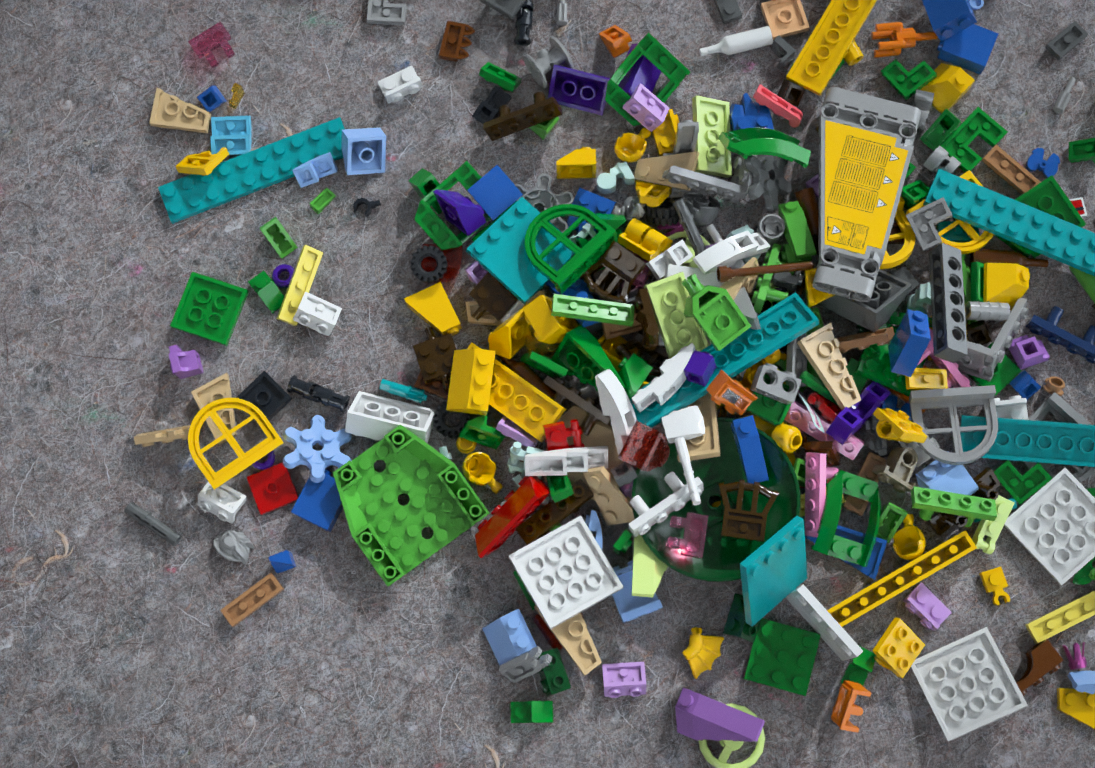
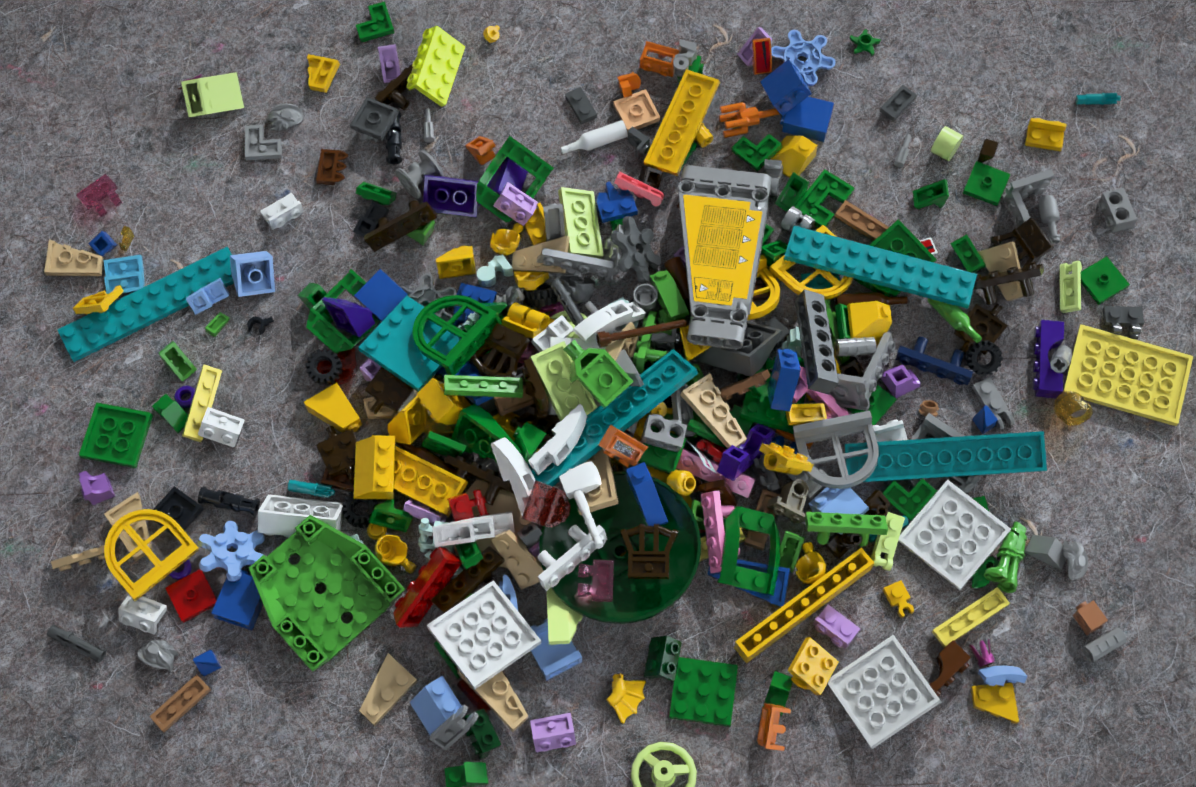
camera: 10 degrees left, 10 degrees down
(460, 613) = (387, 689): none -> tan wing
(623, 543) = (536, 602): green plate -> none
(700, 368) = (590, 426): dark purple brick -> none
(712, 720) = (639, 755): medium lavender wedge -> none
(765, 142) = (630, 218): green wedge -> none
(774, 570) = (682, 605): teal plate -> none
(824, 623) = (736, 648): white plate -> none
(923, 222) = (786, 271): light grey plate -> none
(1025, 385) = (901, 411): blue slope -> none
(1036, 162) = (885, 212): blue piece -> none

